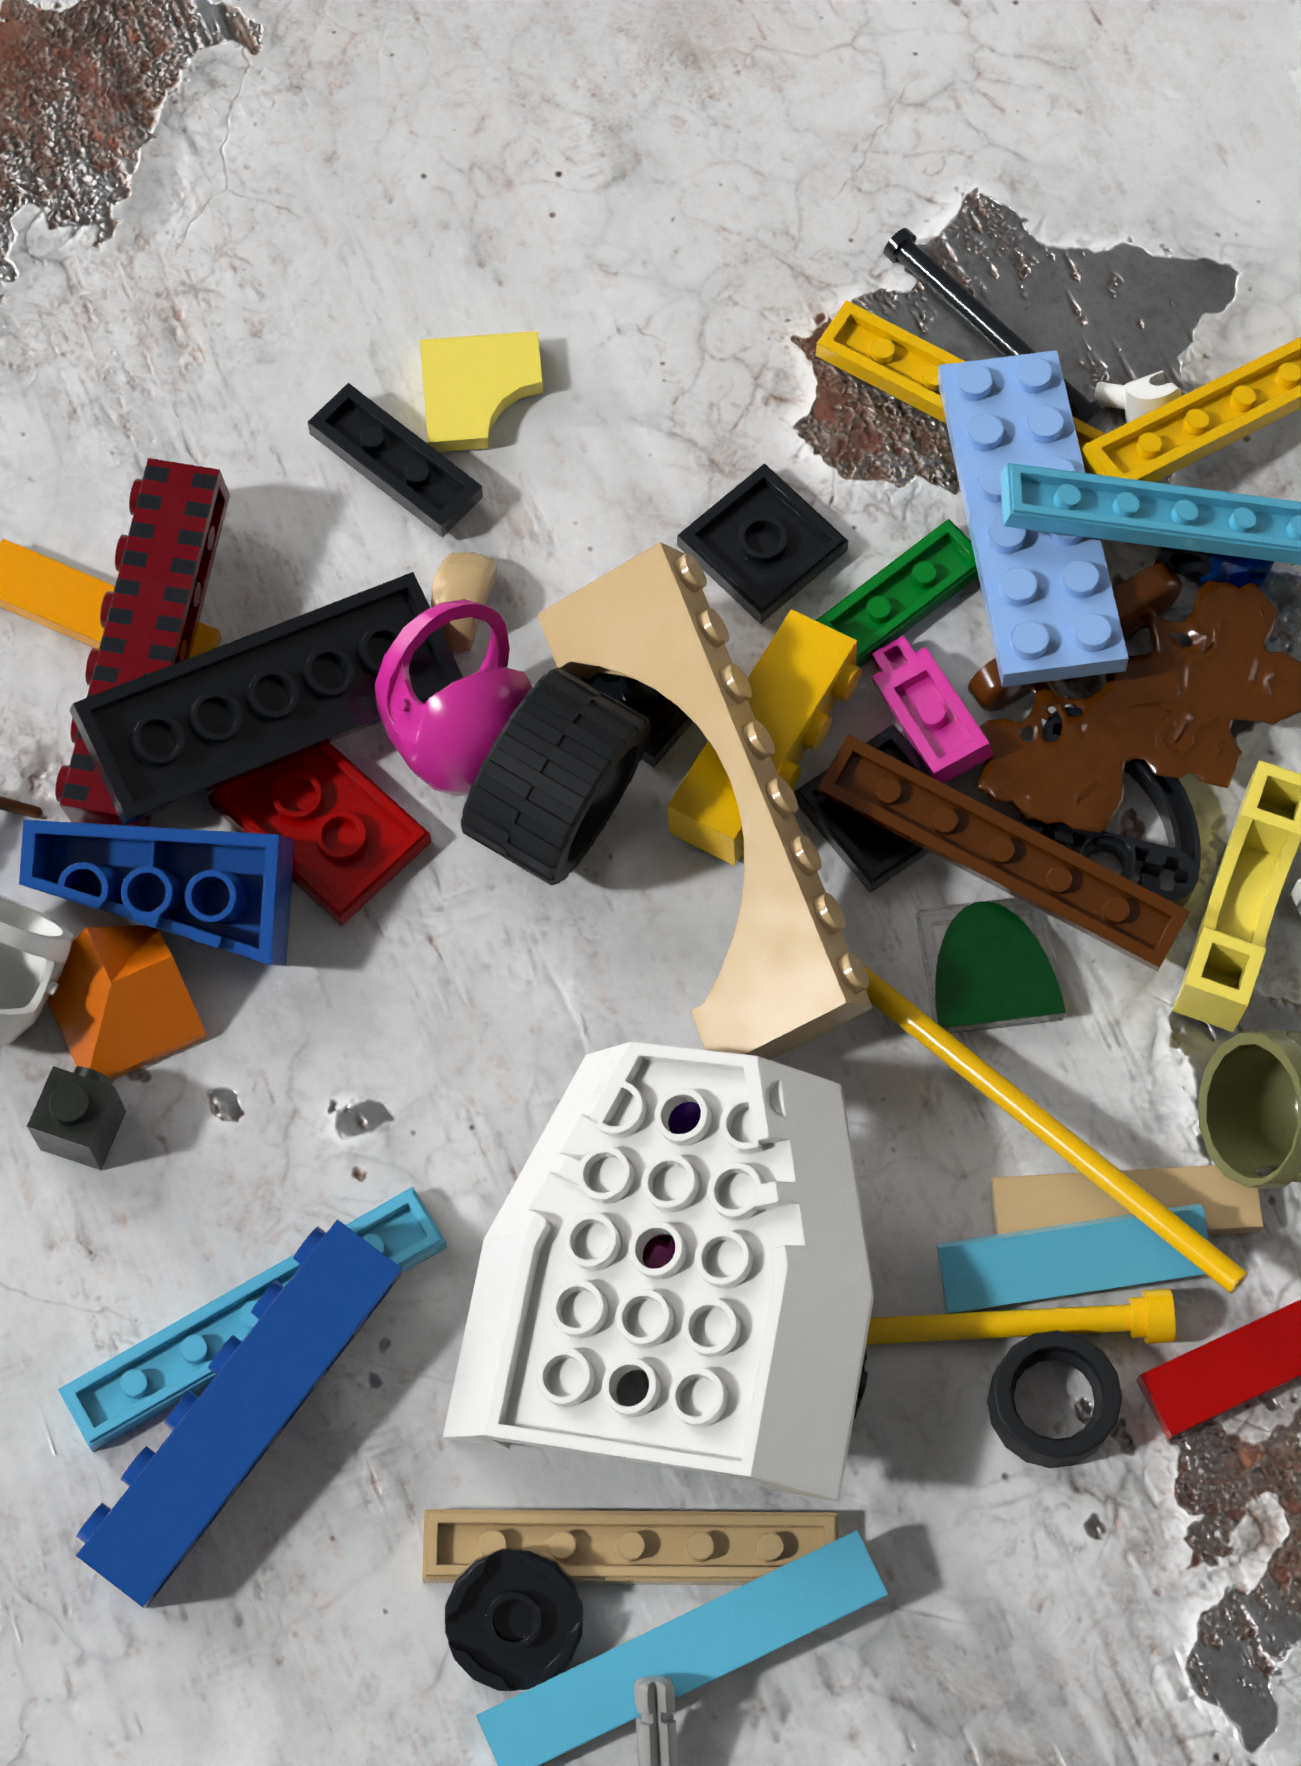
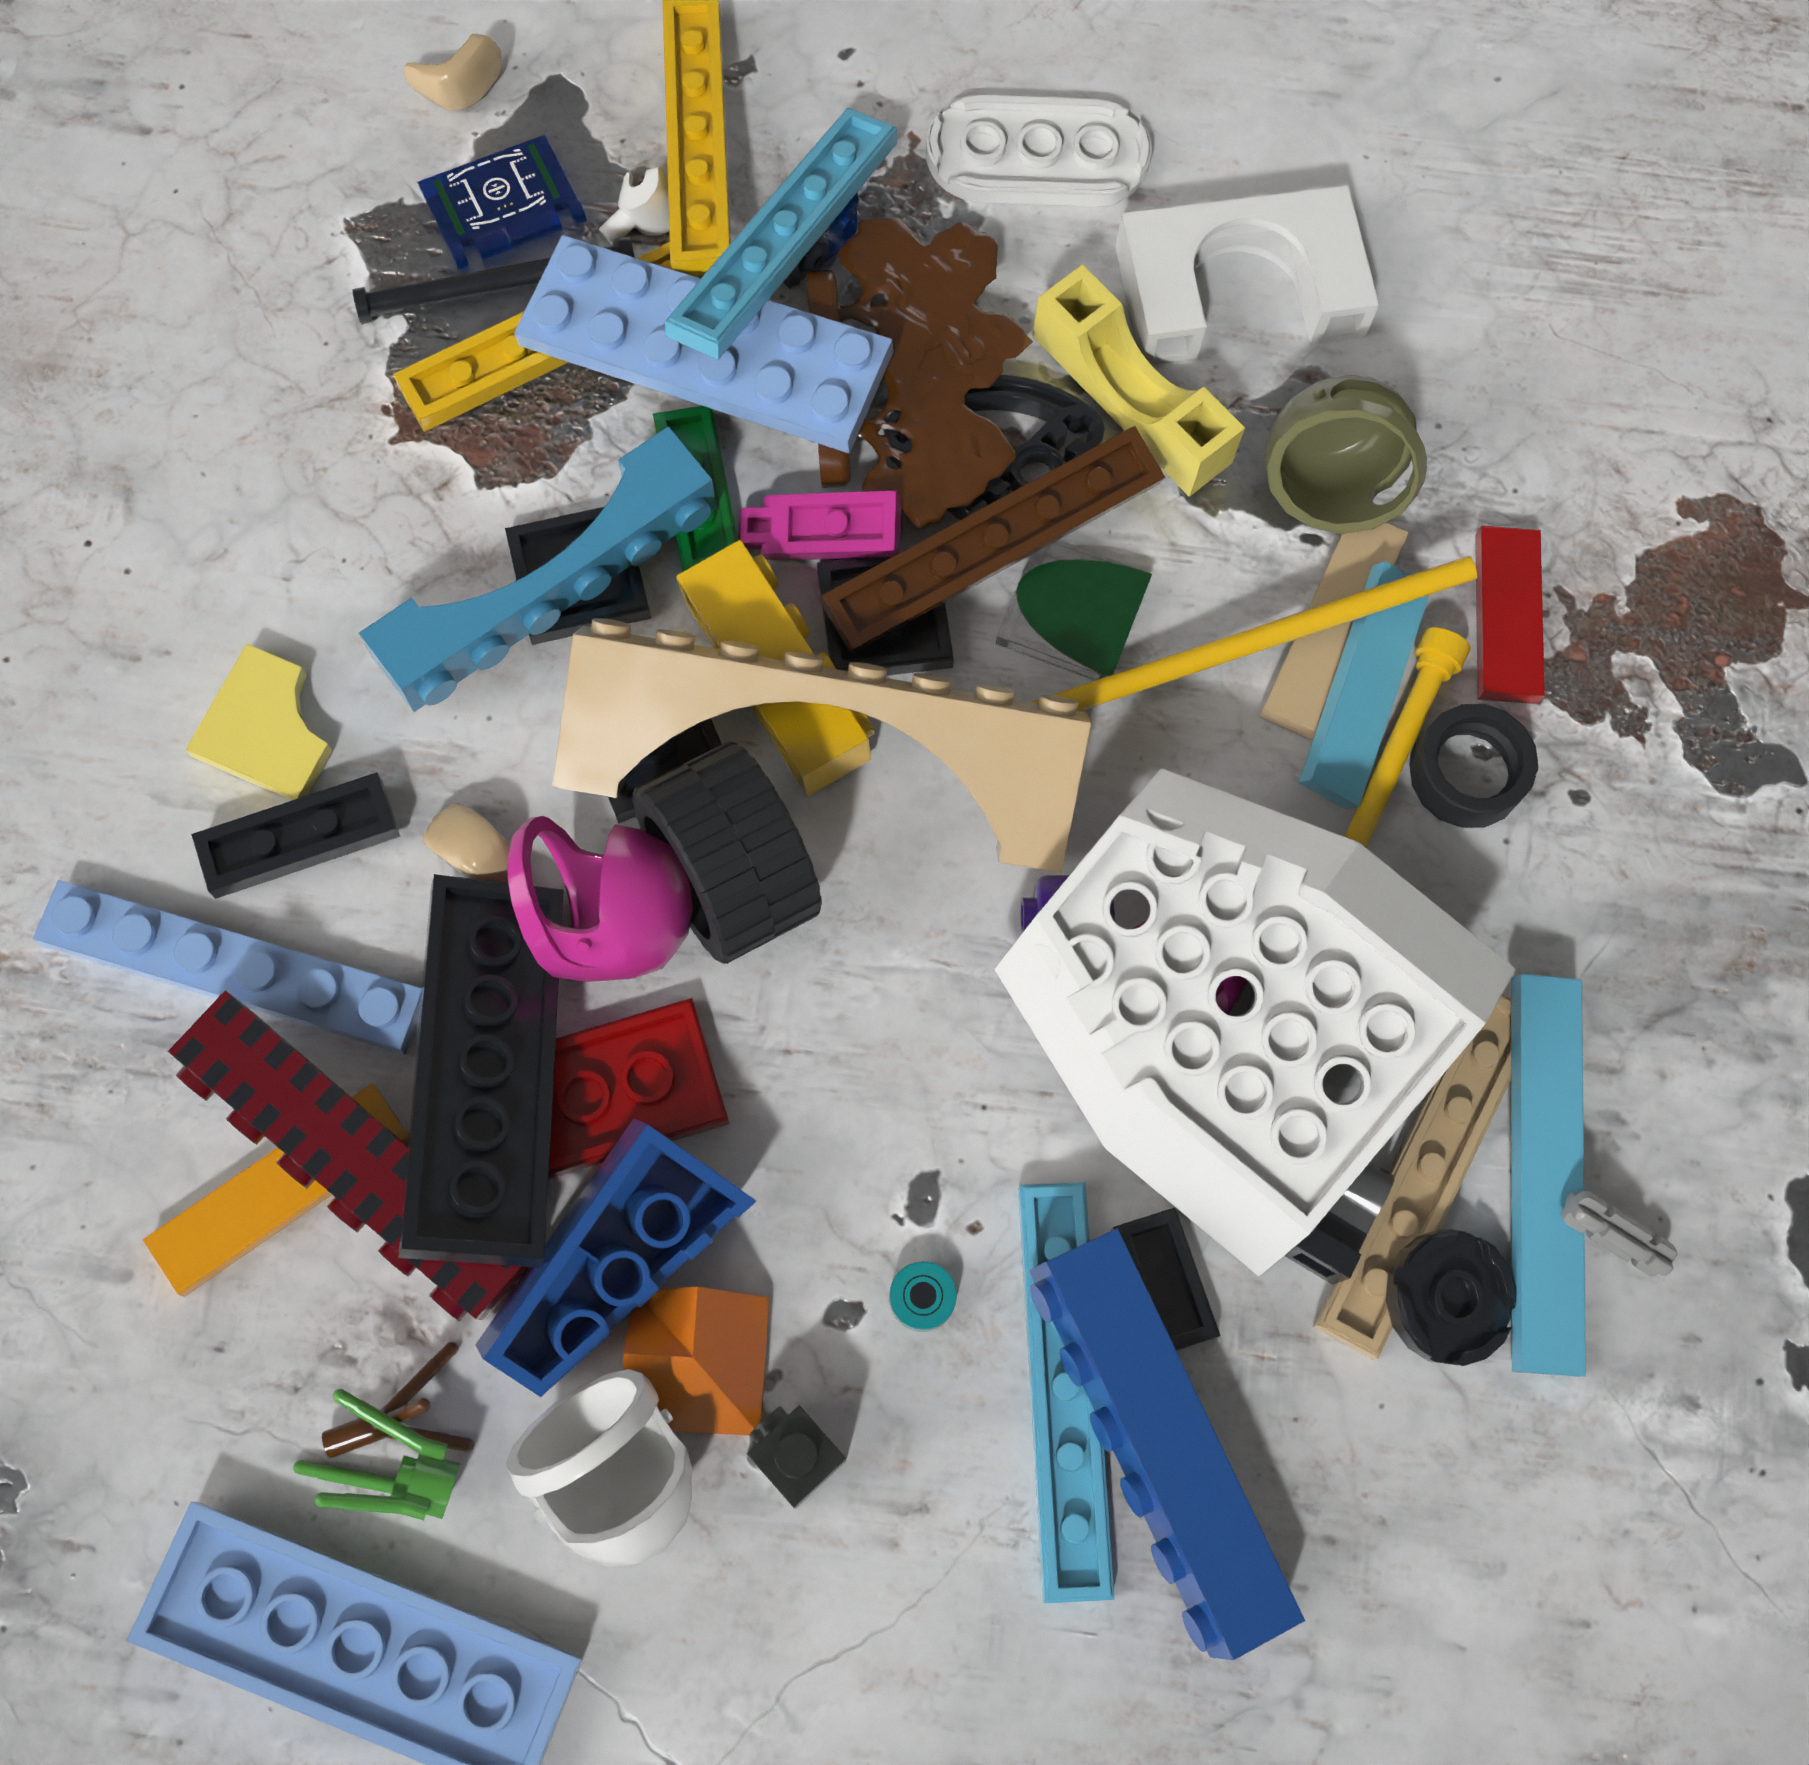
camera: 65 degrees left, 5 degrees up
(257, 470) = (219, 960): none -> light blue plate
(271, 1157) = (922, 1296): none -> teal tile
(394, 1358) = (1170, 1277): none -> black tile
(534, 1478) = (1335, 1242): none -> leg
(852, 555) = (439, 645): none -> dark azure arch
(1076, 294) = (501, 200): none -> clear blue piece
(1172, 198) = (462, 78): none -> tan hair

